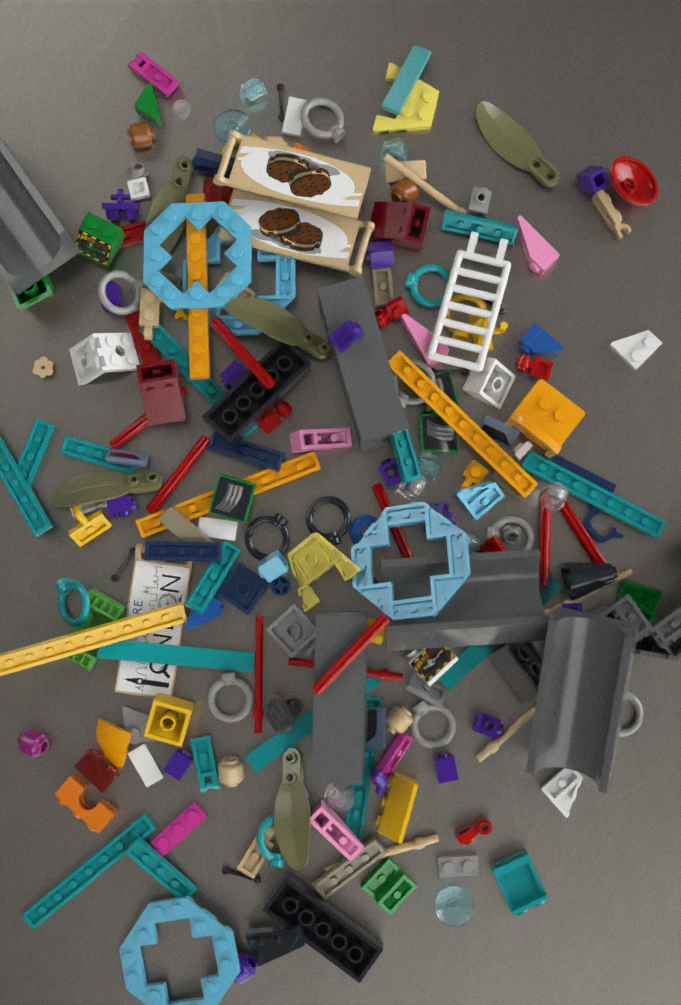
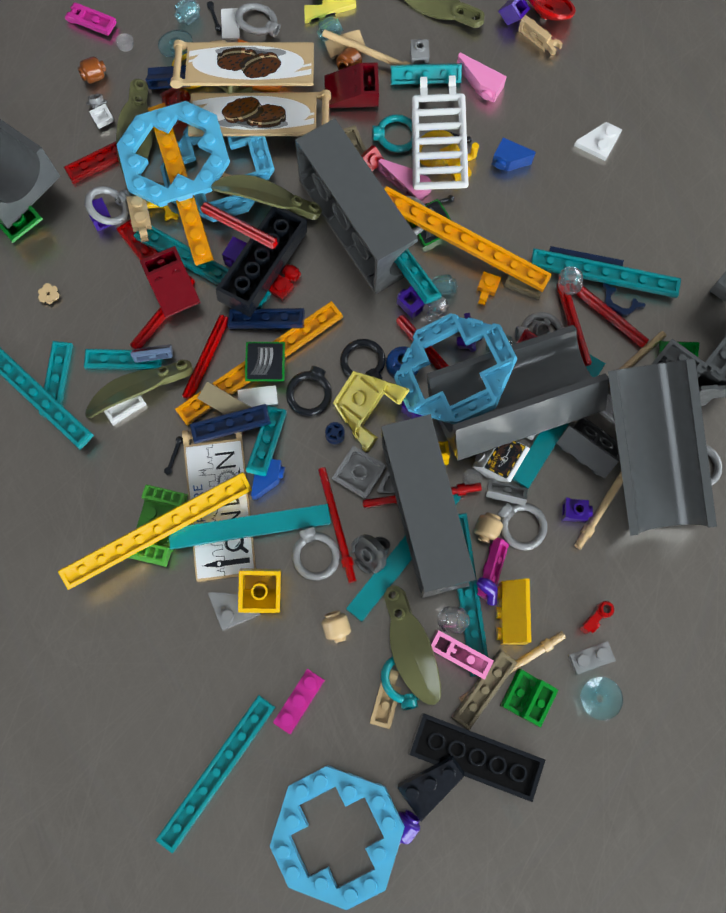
camera: 20 degrees left, 10 degrees down
(33, 742) = (124, 654): magenta head -> none
(64, 587) = (119, 491): teal piece -> none
(72, 795) = (178, 695): orange arch -> none
(88, 527) = (130, 427): yellow plate -> none
(97, 770) = (198, 665): clear red bracket -> none
(98, 355) = (103, 262): white bracket -> none
(99, 239) = (75, 164): green slope -> none
(112, 208) = (97, 133): dark purple hips -> none
(113, 741) = (208, 631): light orange brick -> none
(121, 506) = (157, 399): dark purple brick -> none
(146, 765) = (247, 645): white tile -> none
(147, 105) = (92, 45): green slope -> none
(160, 868) = (290, 746): teal tile -> none
(179, 763) = (281, 632): dark purple brick -> none
(205, 762) = (307, 625): teal plate -> none
(225, 870) = (358, 731): black hinge -> none
(243, 588) = (298, 445): dark blue plate -> none
(272, 566) = (321, 415): medium azure brick -> none
(320, 439) = (333, 289): bright pink slope -> none
(345, 659) = (426, 452): red axle -> none
(346, 335) = (335, 169): dark purple bracket -> none
(375, 727) = (472, 540): sand blue slope -> none
(380, 255) = (344, 114): dark purple brick -> none
(437, 435) = (443, 257): slope -> none
(445, 767) = (549, 562): dark purple brick -> none
(479, 498) = (501, 303): medium azure wing -> none
(490, 384) = (477, 201): white slope -> none
(499, 431) = (504, 239): sand blue slope -> none
(519, 883) = (658, 656): teal panel -> none
(521, 449) = (526, 250): white plate -> none
(538, 368) = (518, 177): red plate -> none
(546, 417) = (539, 215): light orange piece -> none
(563, 789) = (669, 551): white wing -> none
(585, 577) = (623, 346): black cone -> none

